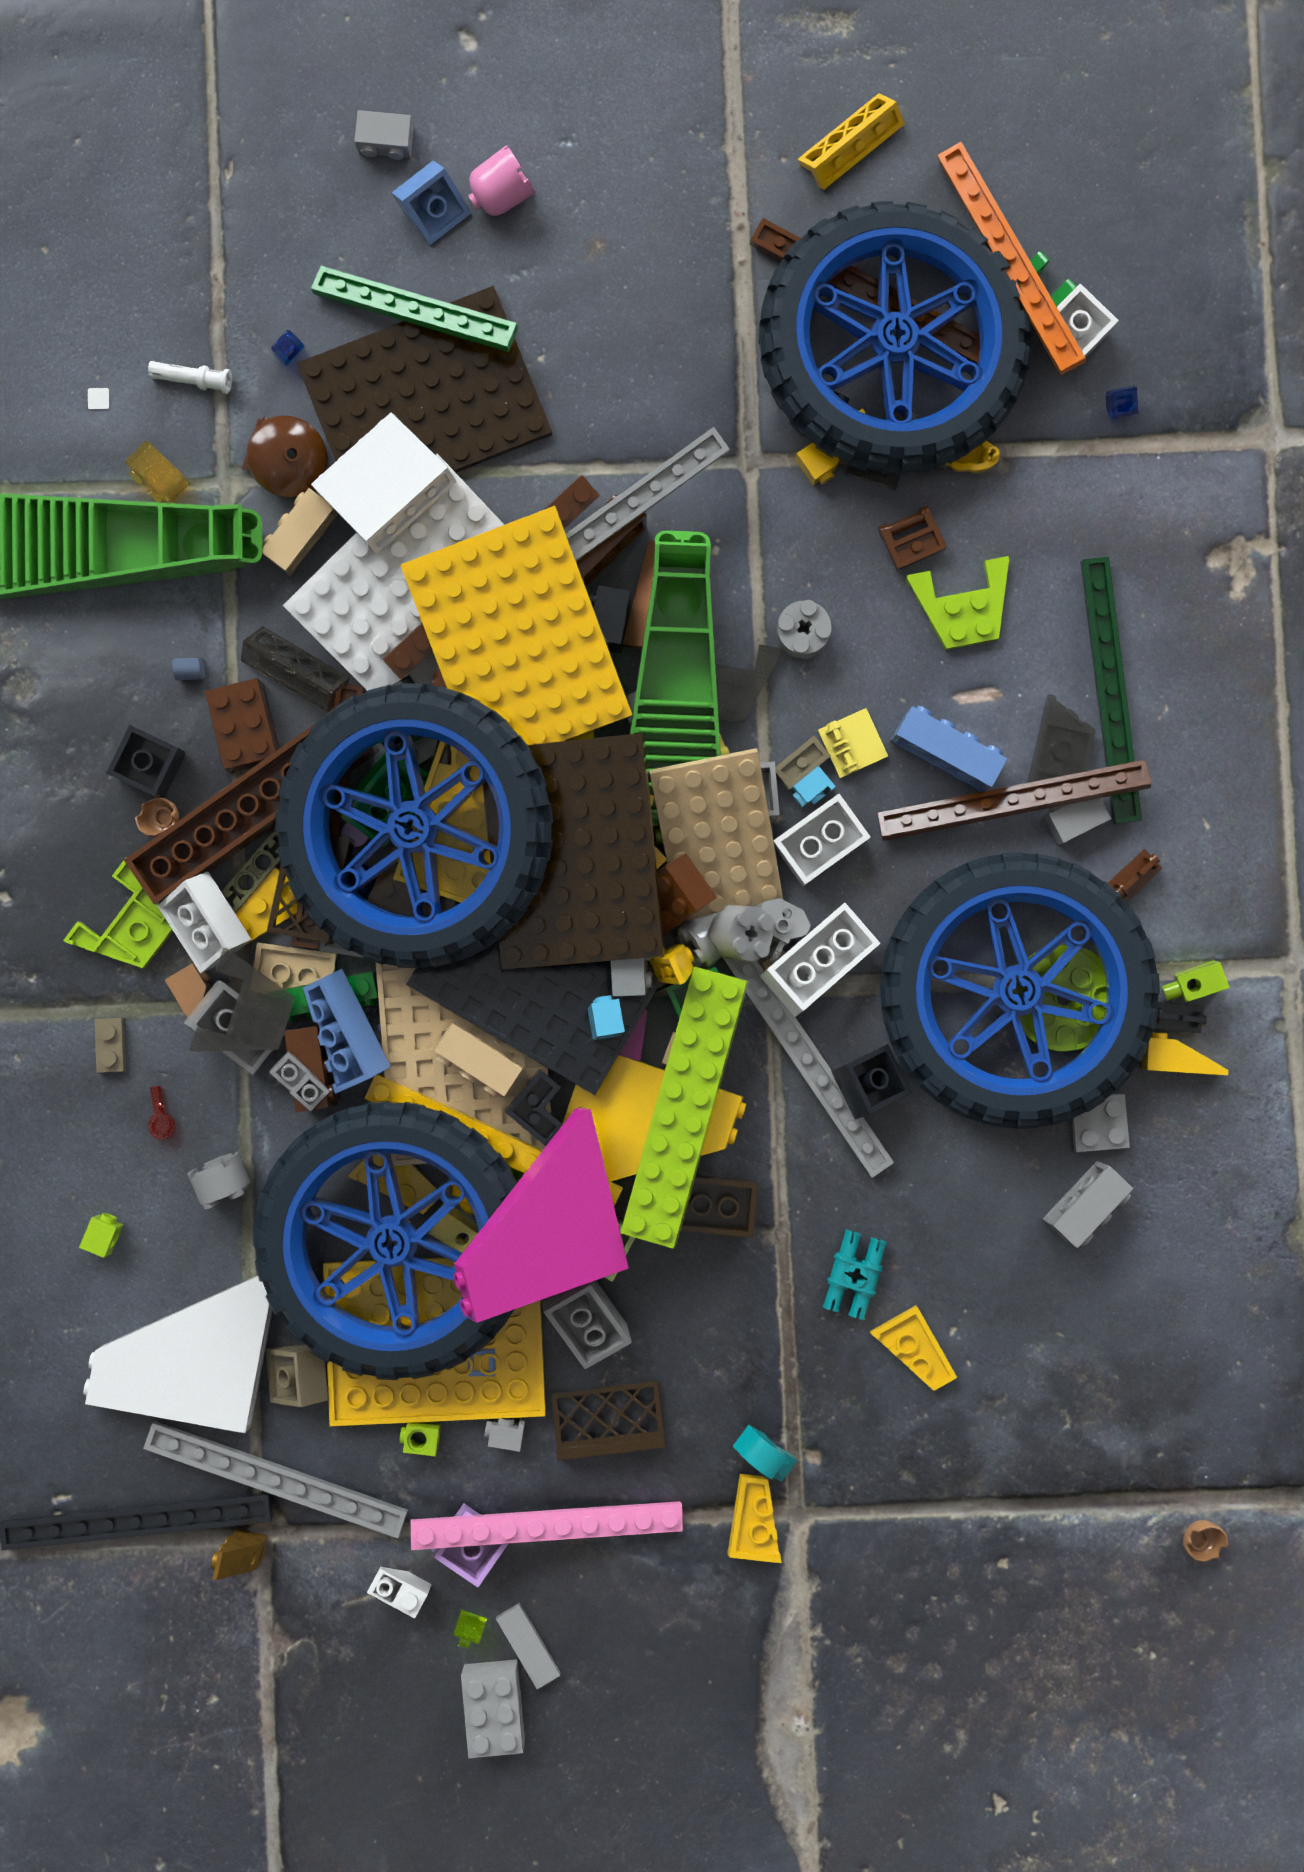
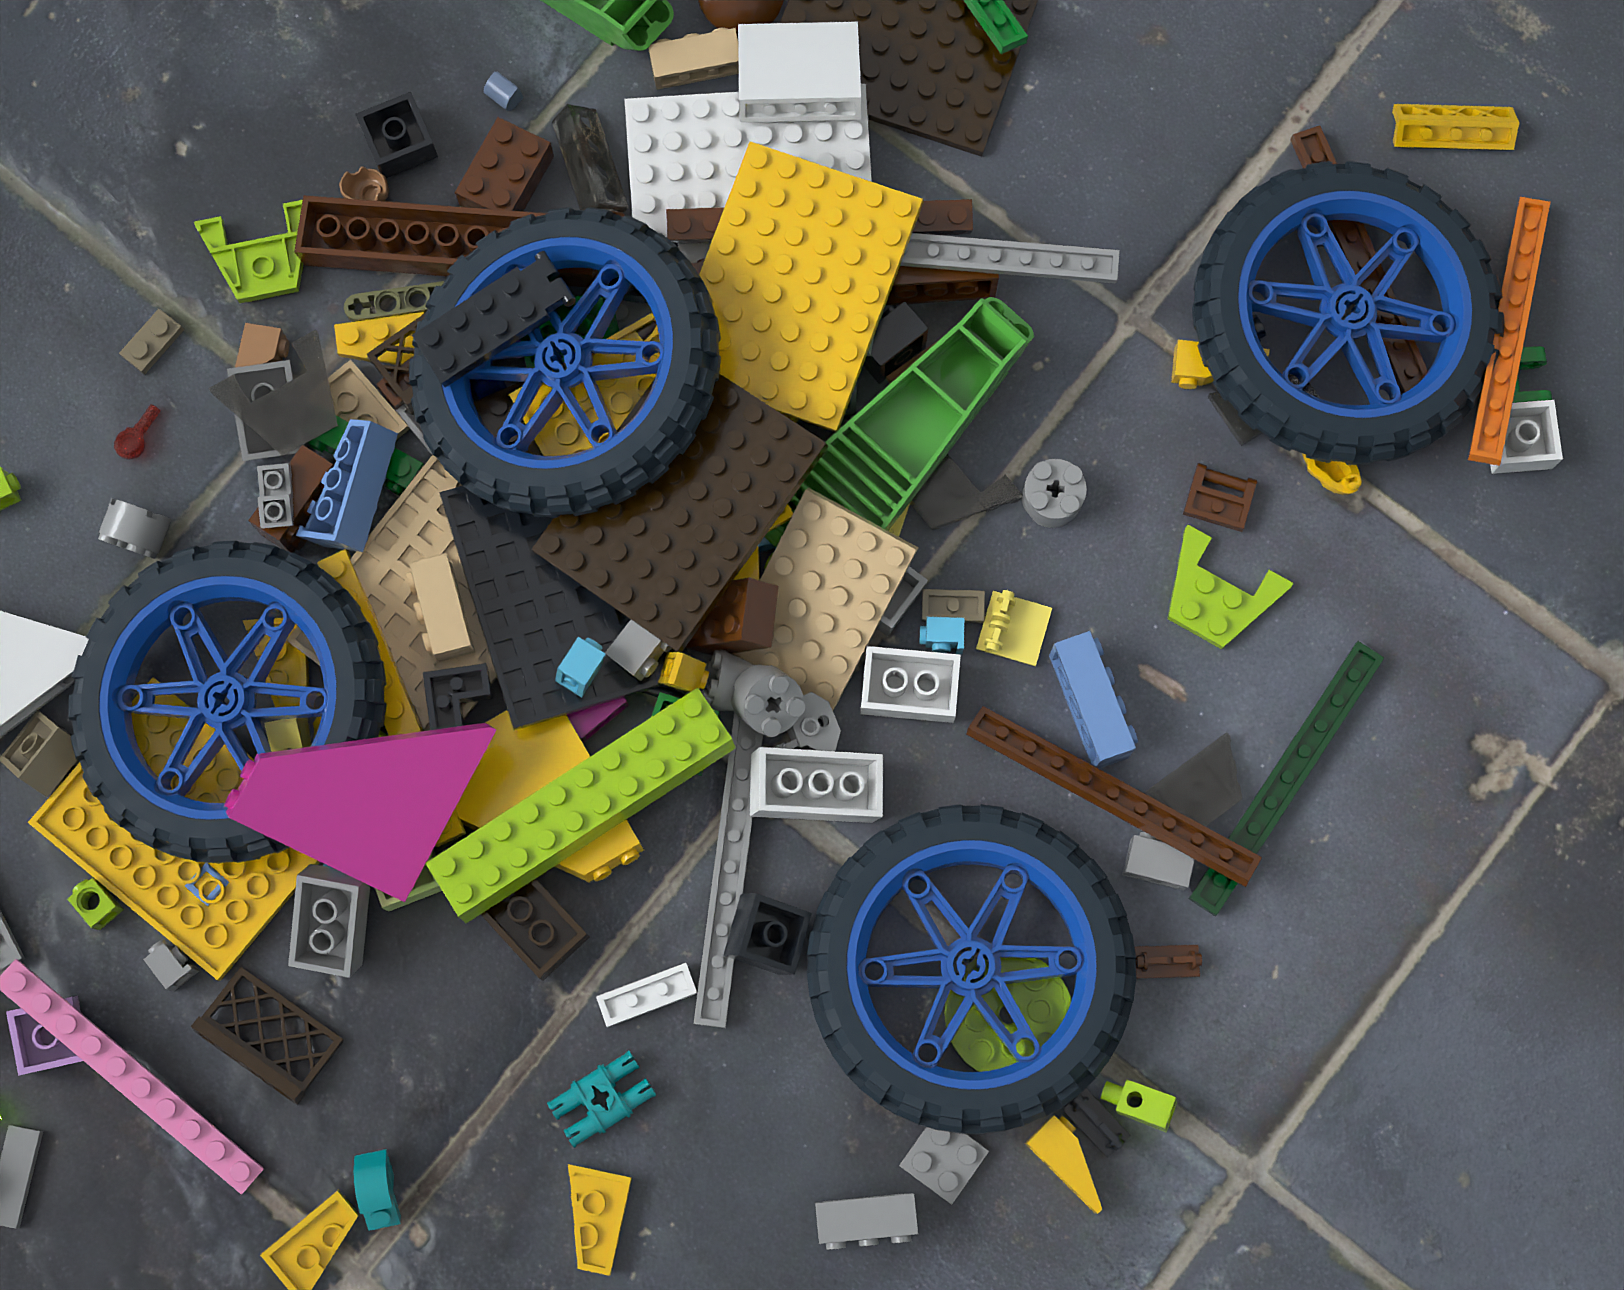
camera: 45 degrees right, 10 degrees down
(203, 921) = (323, 299): white brick -> none
(342, 840) = (493, 319): none -> black hinge
(825, 1185) = (646, 995): none -> white plate
(1122, 402) = (1510, 535): clear blue brick -> none

